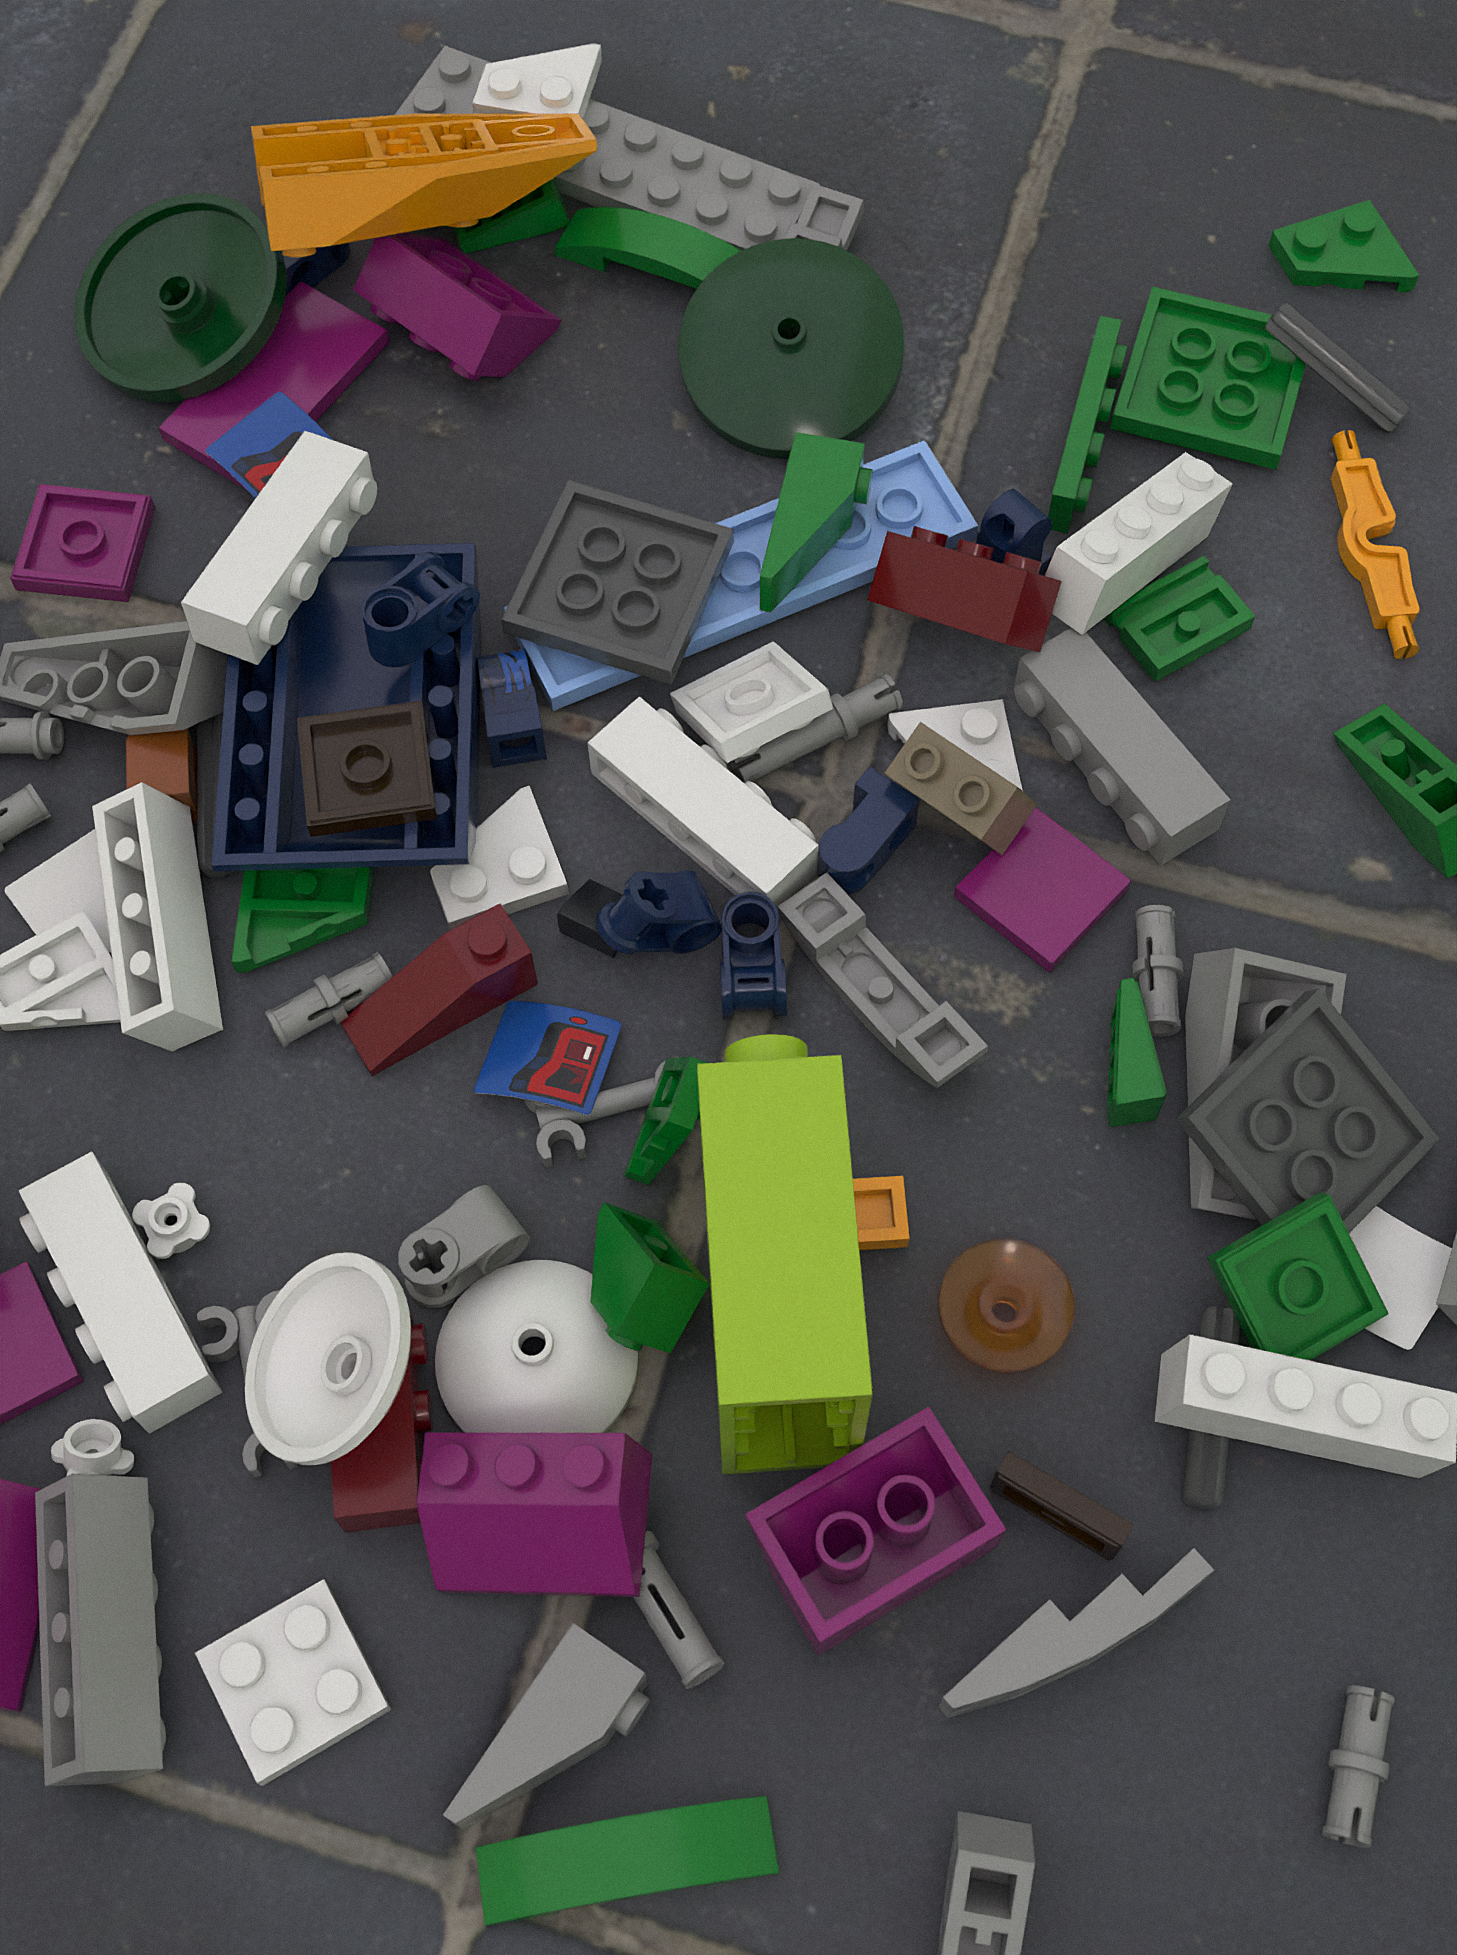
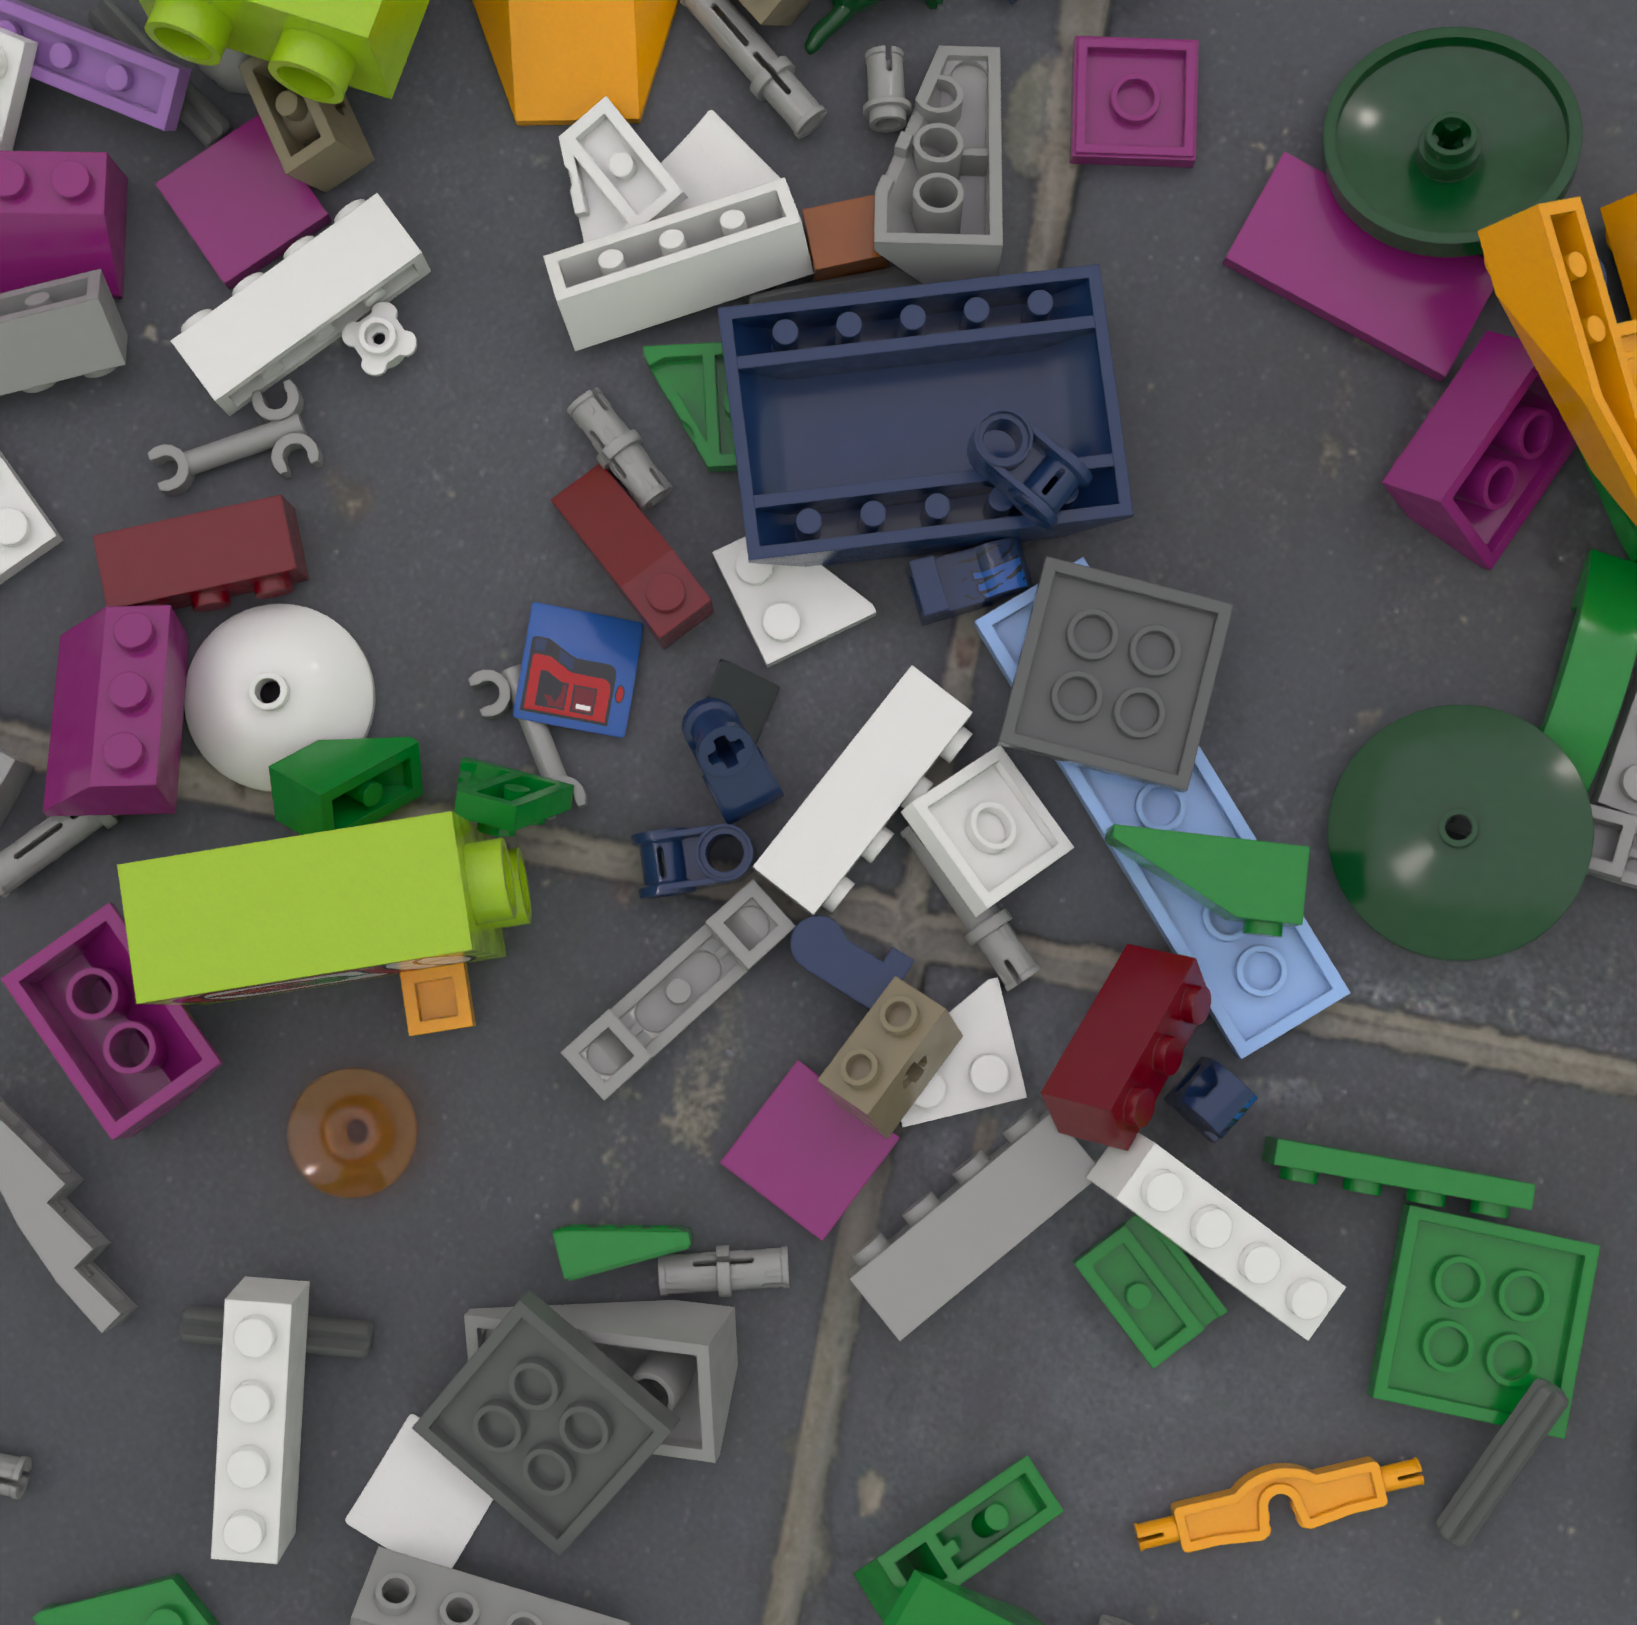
camera: 80 degrees right, 20 degrees up
(92, 1449) = (168, 305): white plate -> none
(262, 441) = (1262, 287): blue sticker -> none
(280, 548) = (1089, 313): white brick -> none
(328, 1359) = (208, 506): white dish -> none
(366, 768) = (837, 443): dark brown tile -> none
(466, 1242) = (375, 618): light grey piece -> none
(1060, 1506) = (164, 1192): dark brown tile -> none
(1298, 1282) = (388, 1412): green plate -> none

